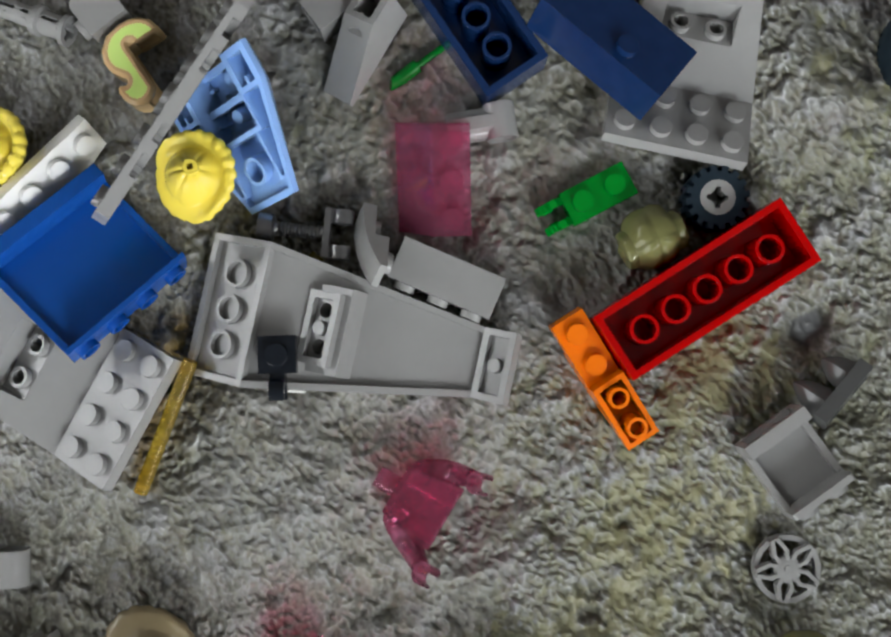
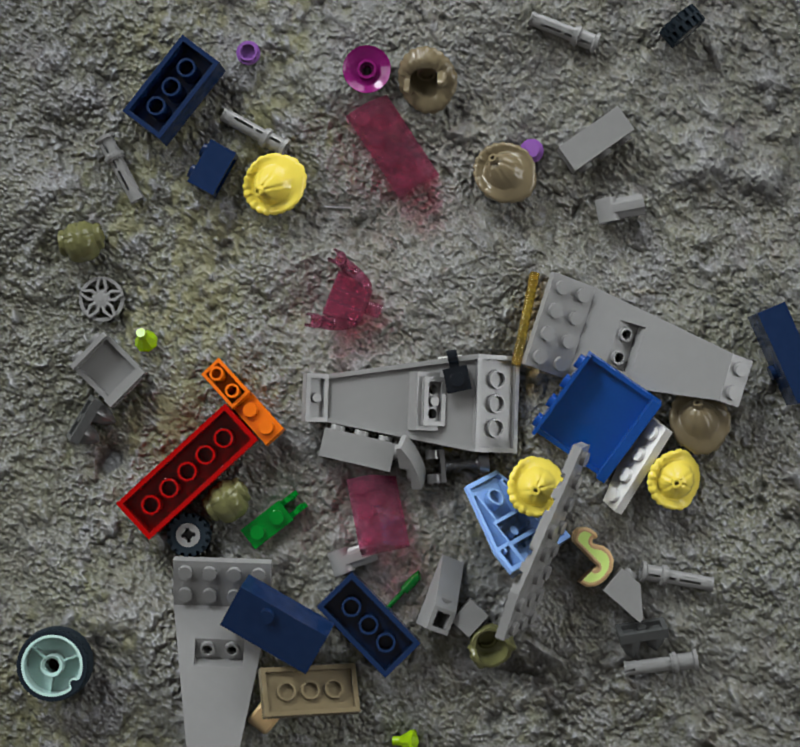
camera: 170 degrees right, 0 degrees up
(732, 495) = (145, 340): none -> lime rock

